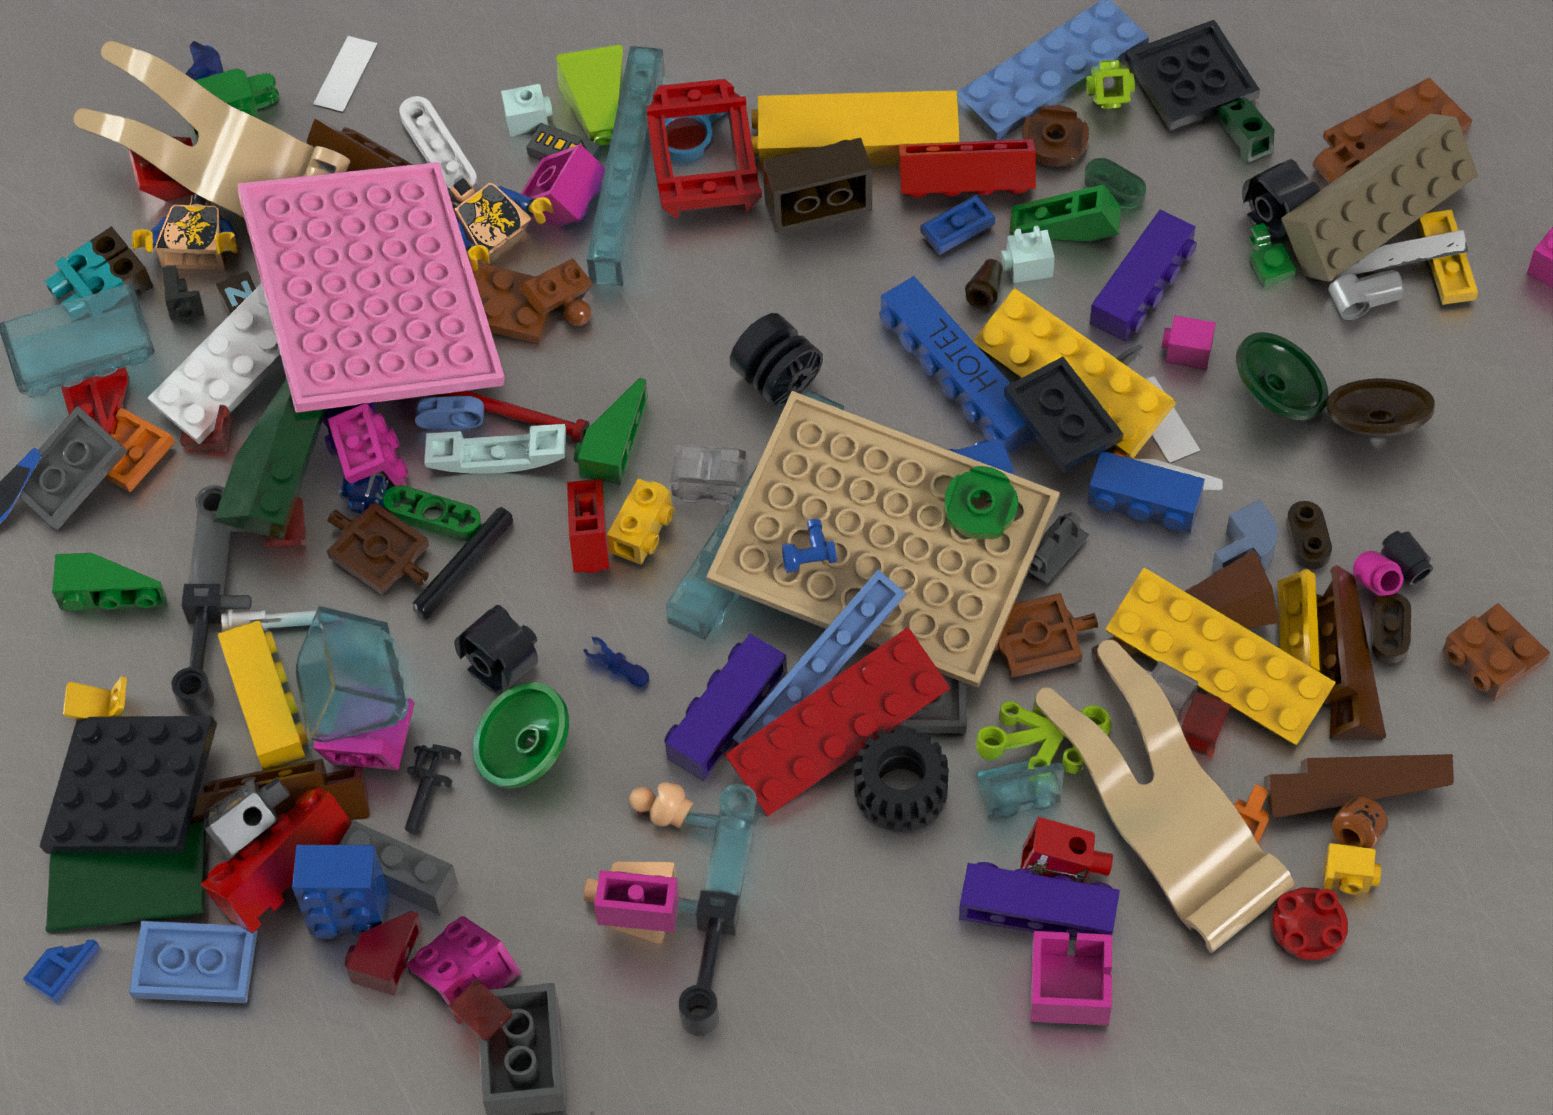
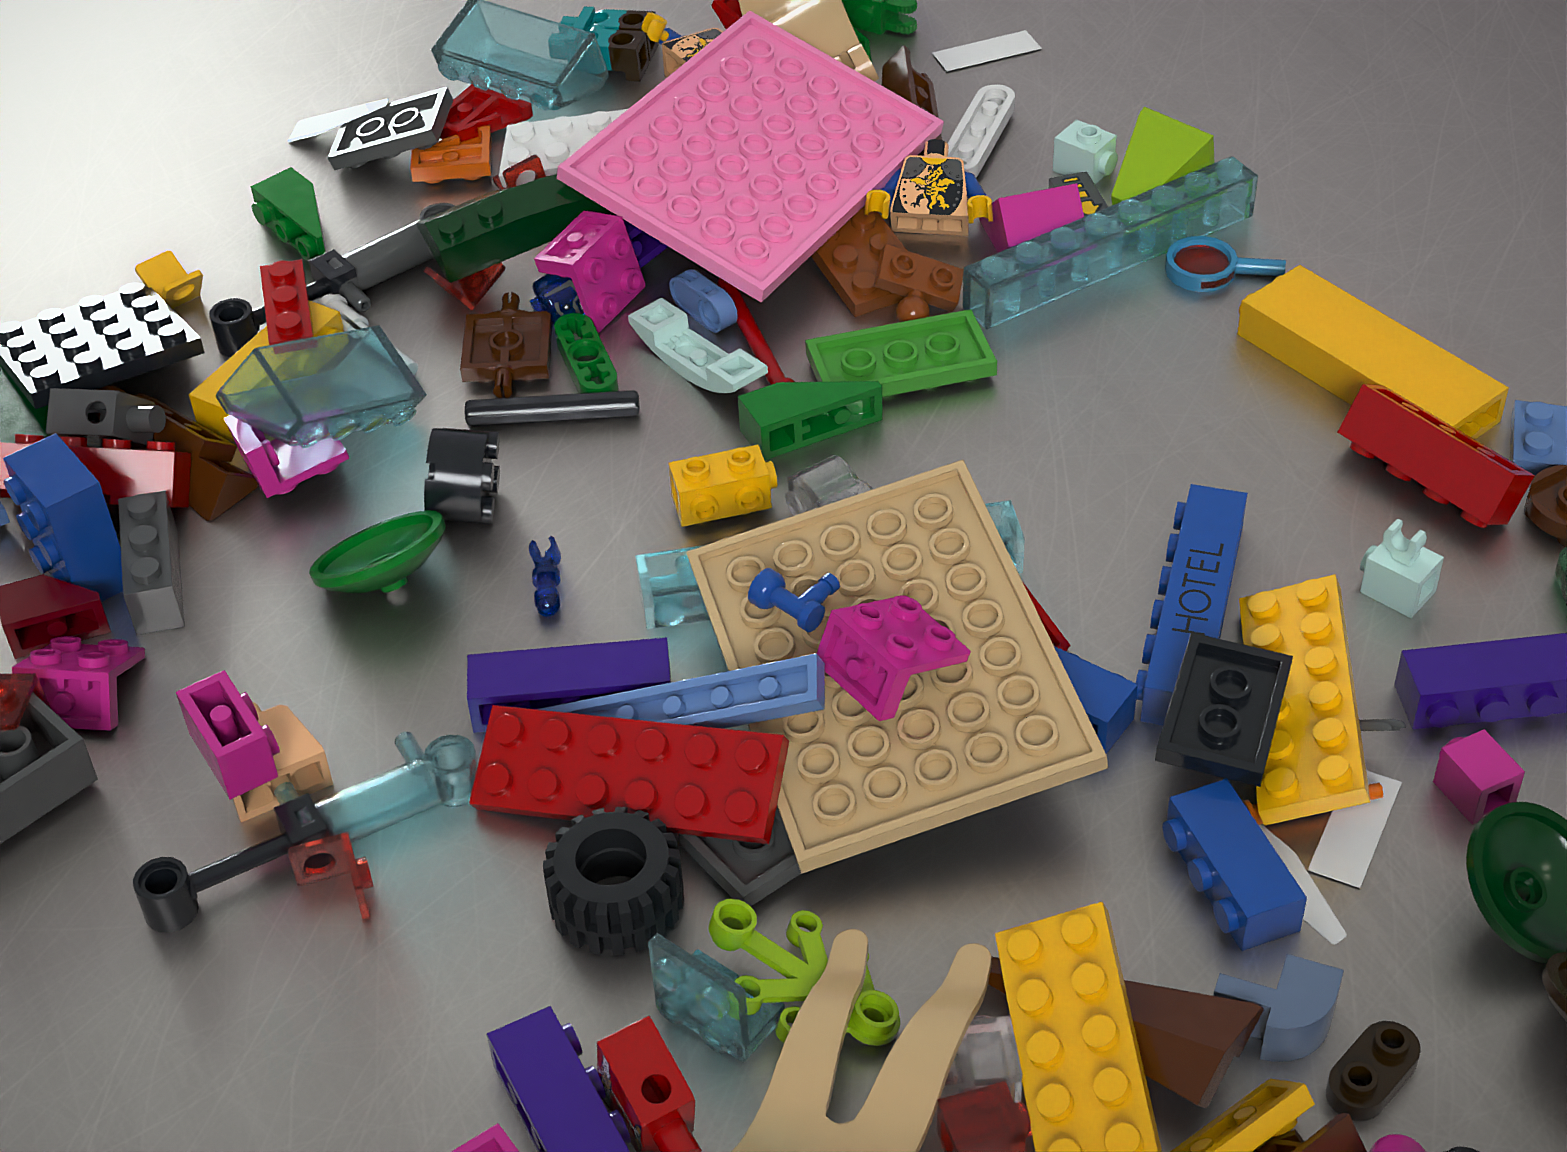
camera: 50 degrees right, 15 degrees down
(180, 301) = (636, 82): pearl dark grey bracket -> none
(229, 647) = (286, 301): none -> red plate
(427, 782) = (275, 532): black piece -> none
(587, 526) = (647, 451): red slope -> none
(612, 348) = (906, 354): none -> bright green plate
(667, 808) = (403, 707): light nougat animal -> none
(711, 188) = (1136, 294): red wedge -> none
(768, 902) = (342, 863): none -> clear red bracket
(775, 359) = (1018, 453): black wheel -> none
(818, 184) = (1258, 362): dark brown brick -> none
(898, 535) = (878, 647): none -> dark pink bracket
(957, 224) = (1363, 499): blue plate -> none
(983, 523) = (1011, 717): green plate -> none
(984, 285) = (1321, 560): dark brown cone -> none
(1042, 636) = (935, 889): dark orange plate -> none
(1057, 547) = (1059, 834): dark grey hinge -> none
(1071, 216) = (1500, 576): green slope -> none

